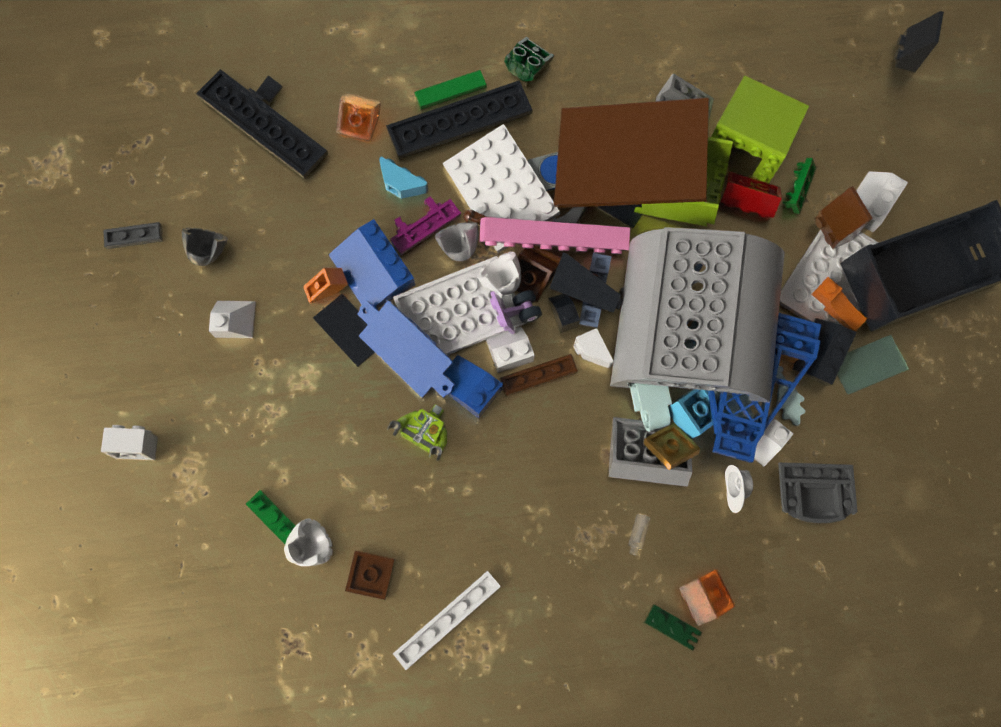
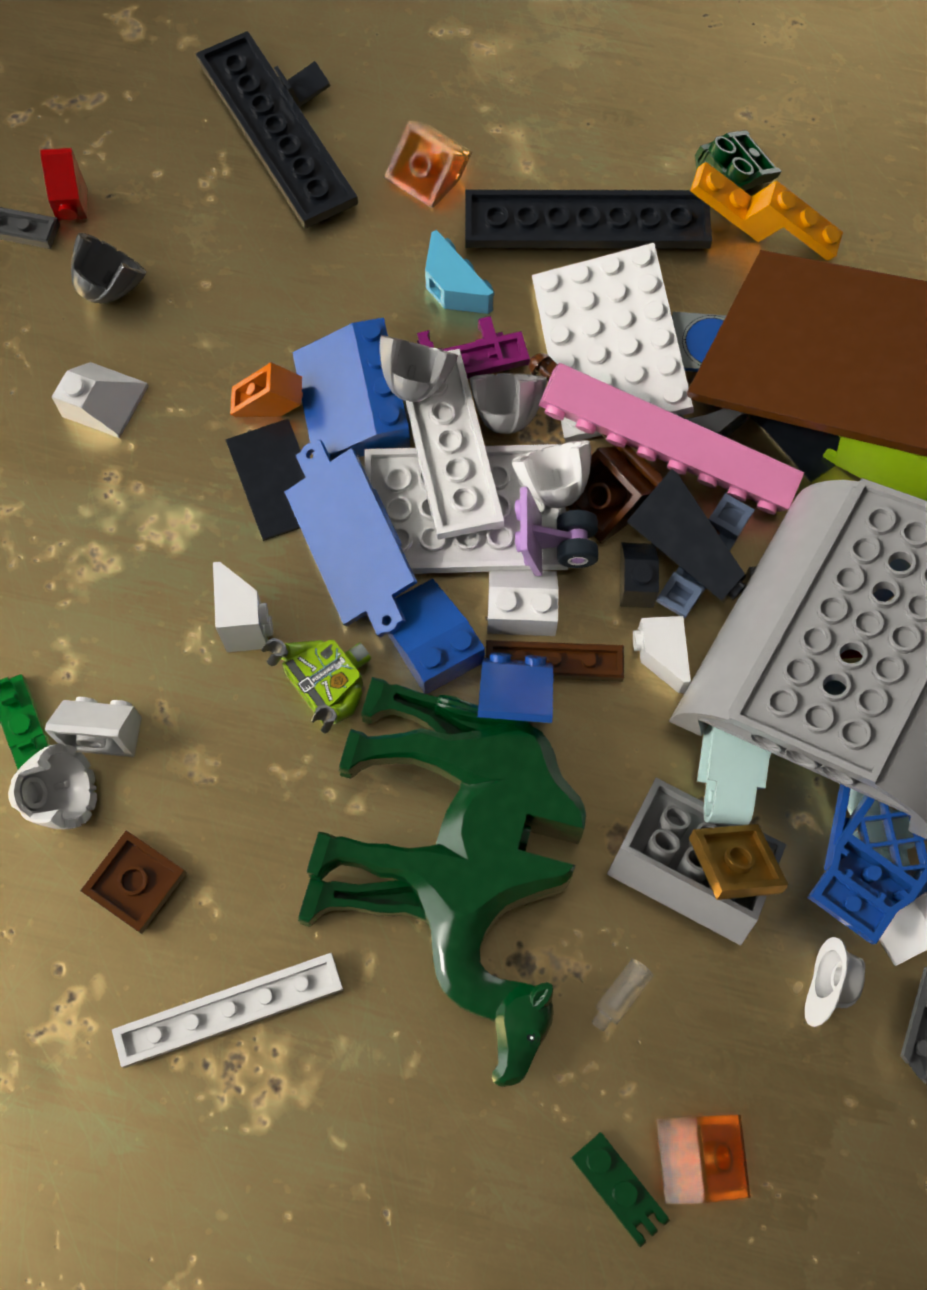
camera: 25 degrees right, 5 degrees down
(157, 202) = (64, 184): none -> red slope
(314, 502) = (96, 726): none -> white slope
(367, 413) = (239, 614): none -> white slope
(405, 244) = (413, 368): none -> light grey hair
(438, 277) = (454, 458): none -> white plate
(450, 89) = (591, 172): green tile -> none
(528, 400) = (516, 688): none -> blue slope
(543, 496) = (479, 858): none -> dark green animal
(555, 83) = (766, 211): none -> light orange bracket
(692, 412) = (797, 817): medium azure brick -> none

